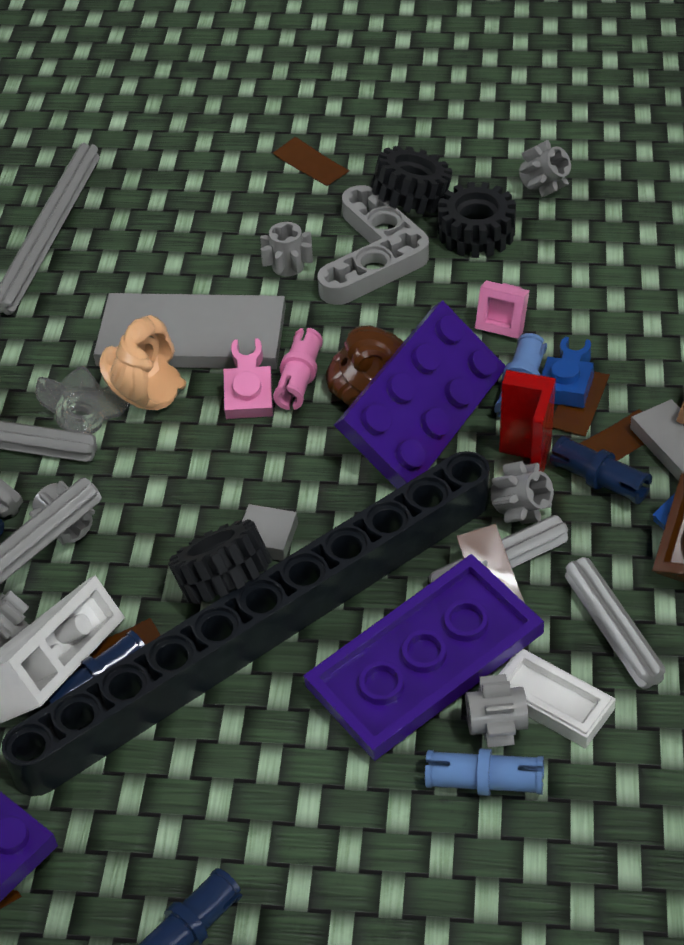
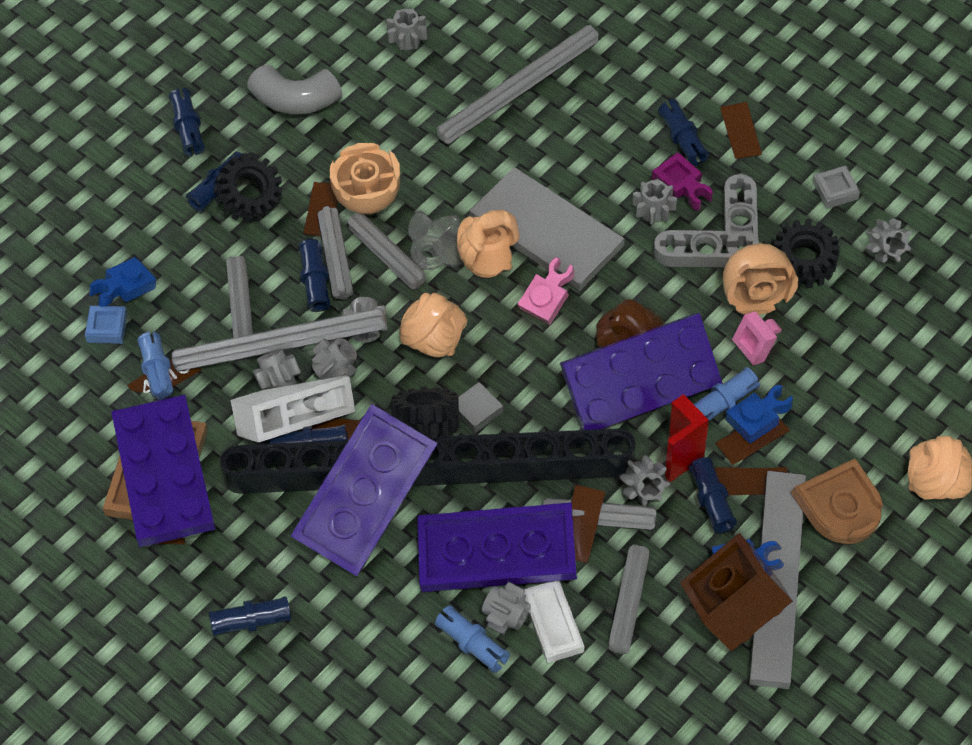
camera: 35 degrees right, 10 degrees up
(58, 570) = (334, 358): none -> light grey gear
(146, 475) = (433, 325): none -> light nougat hair
(222, 682) = (364, 490): none -> dark purple plate
(259, 183) = (683, 132): none -> dark blue pin
(298, 369) = (587, 301): bright pink pin -> none
(319, 224) = (684, 179): none -> magenta plate
(410, 179) = (793, 182): black tyre -> none
(455, 154) = (836, 187): none -> light grey tile
(459, 252) = (759, 279): none -> light nougat cylinder

